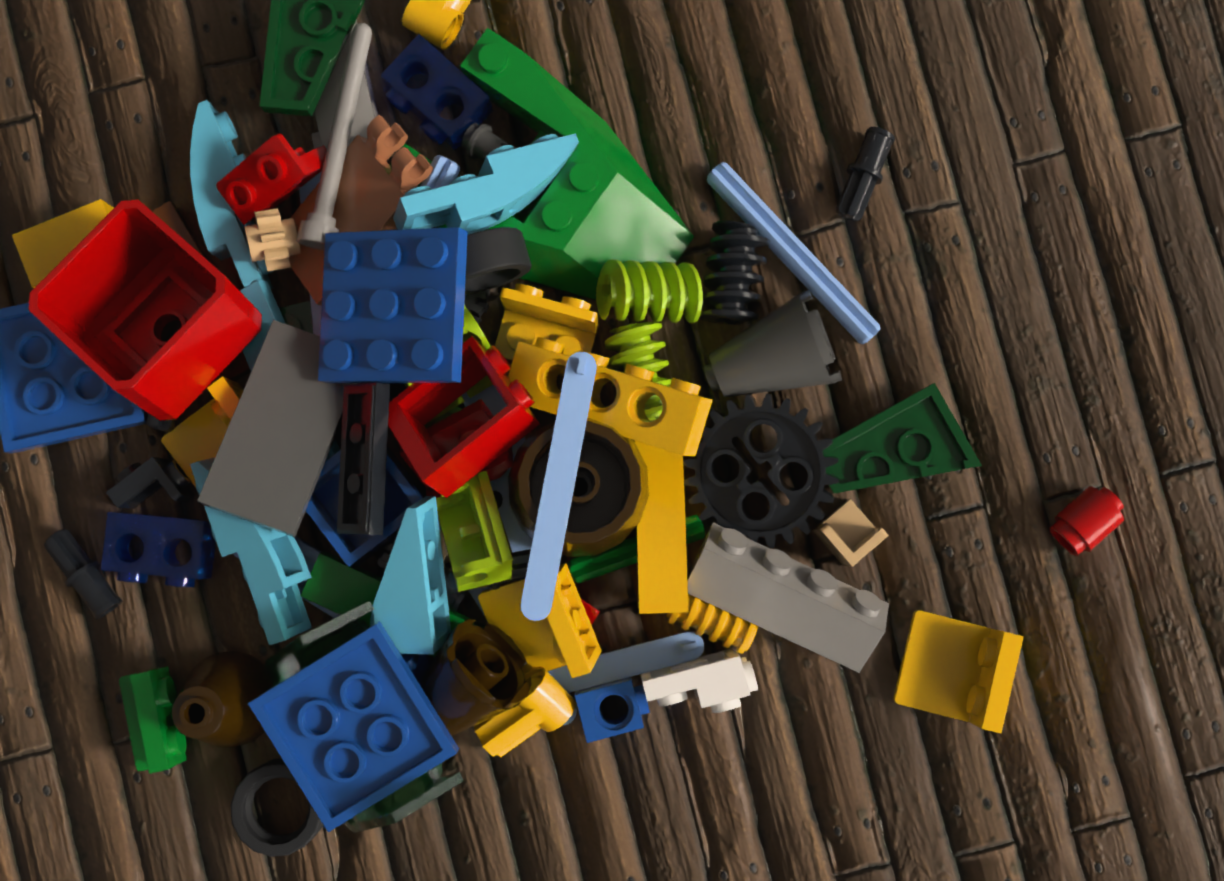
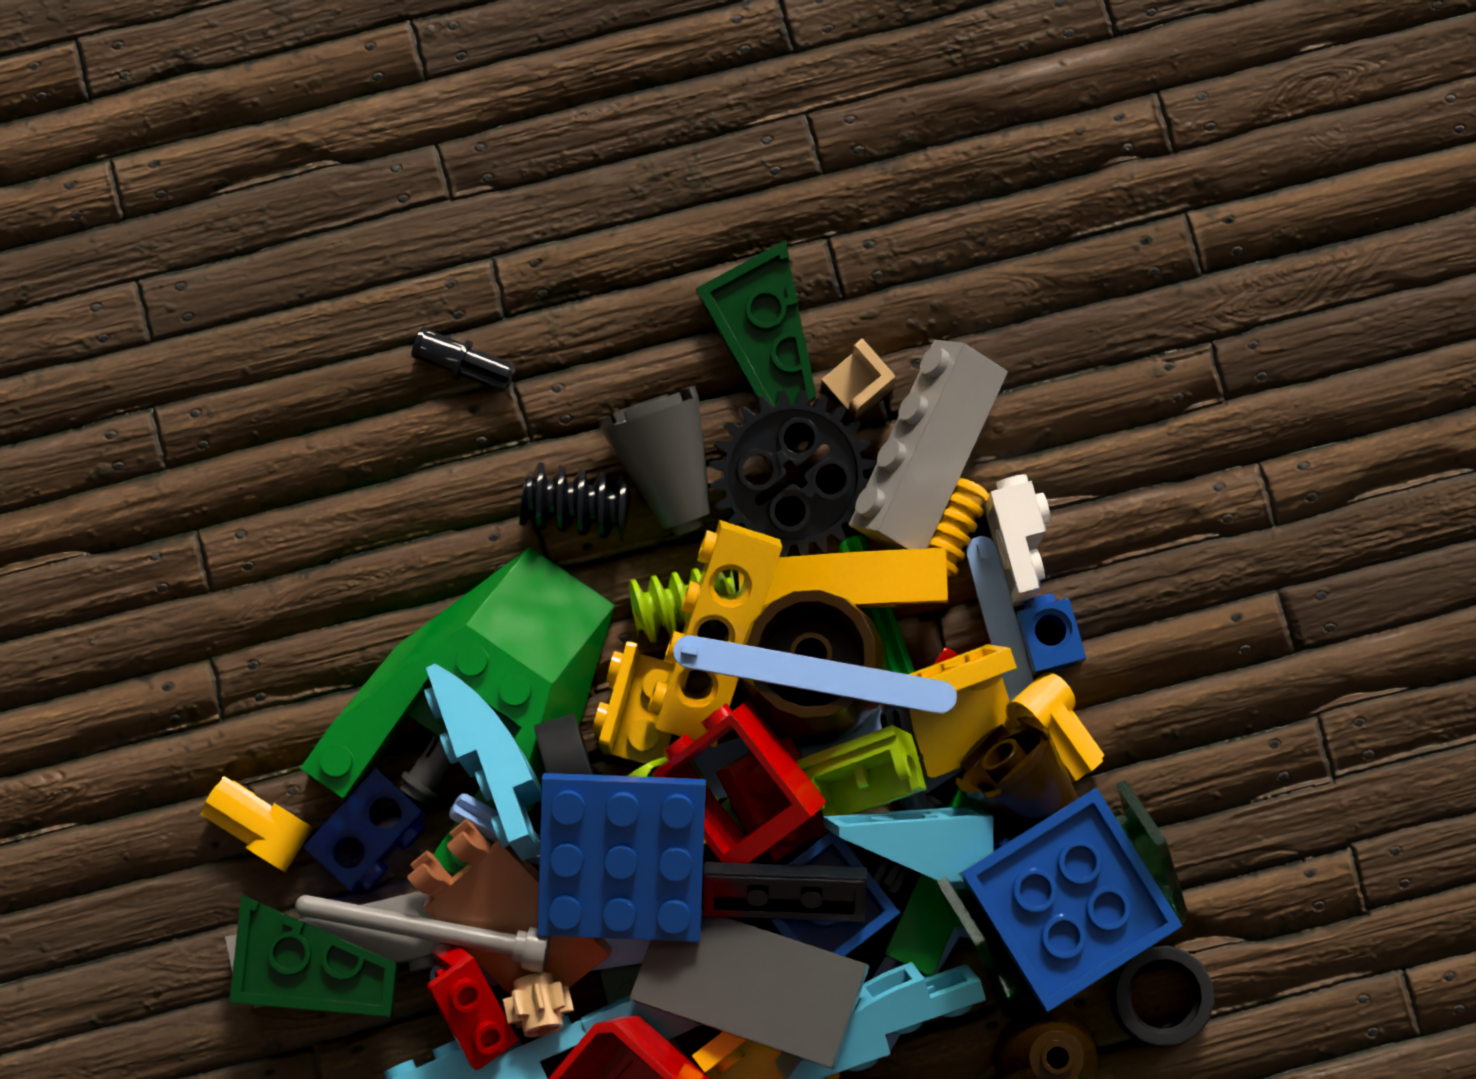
camera: 90 degrees left, 5 degrees down
(650, 287) = (596, 592): lime piece -> none
(793, 253) = (549, 438): light blue axle -> none
(958, 670) = (1003, 269): yellow bracket -> none
(1087, 520) = (843, 130): red brick -> none

